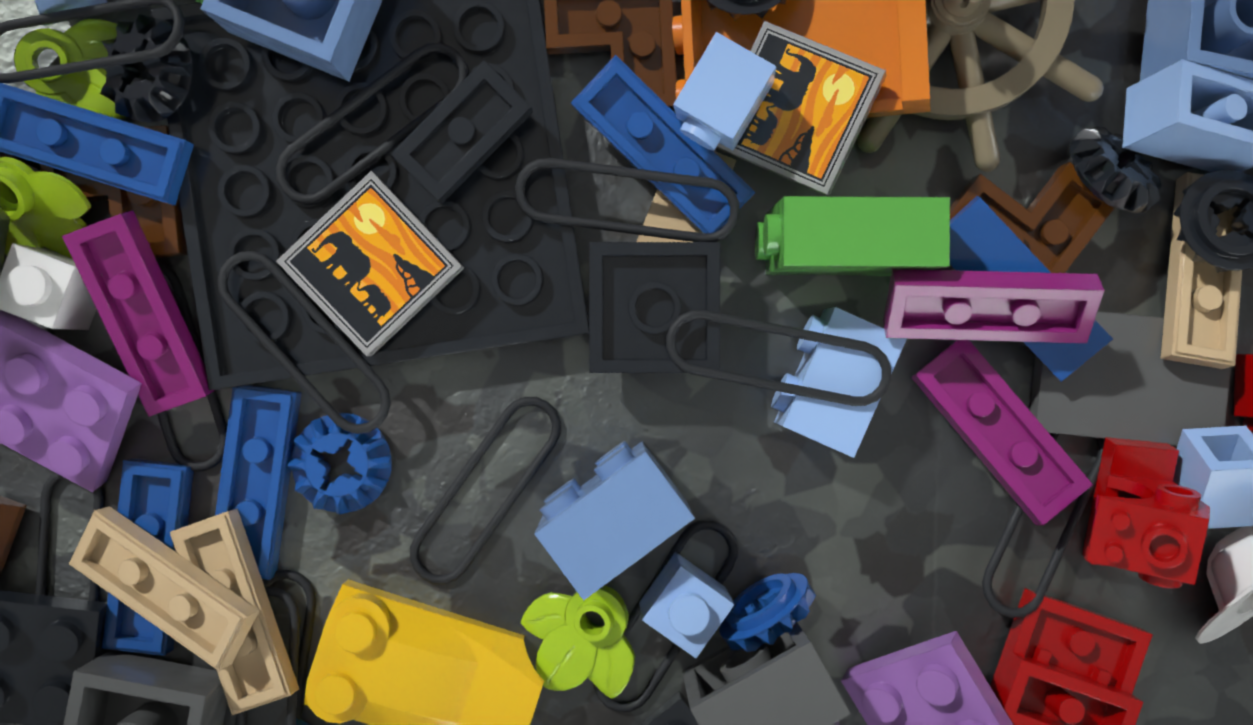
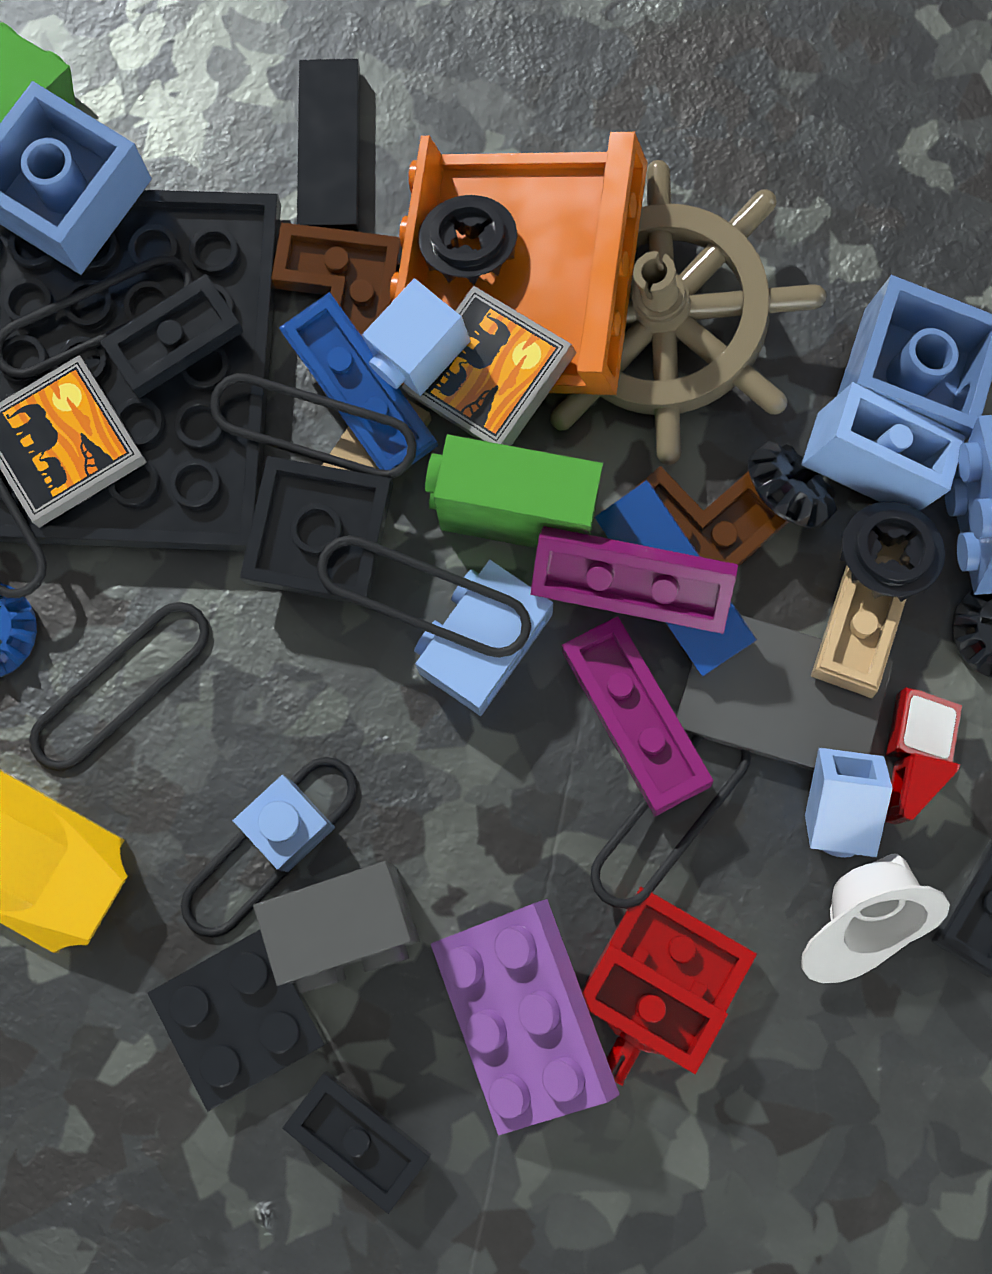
camera: 20 degrees right, 10 degrees down
(577, 647) = (171, 856): lime plate -> none
(611, 518) = (227, 716): medium blue brick -> none
(767, 611) = (364, 847): blue gear -> none
(1150, 535) = (753, 822): red tile -> none

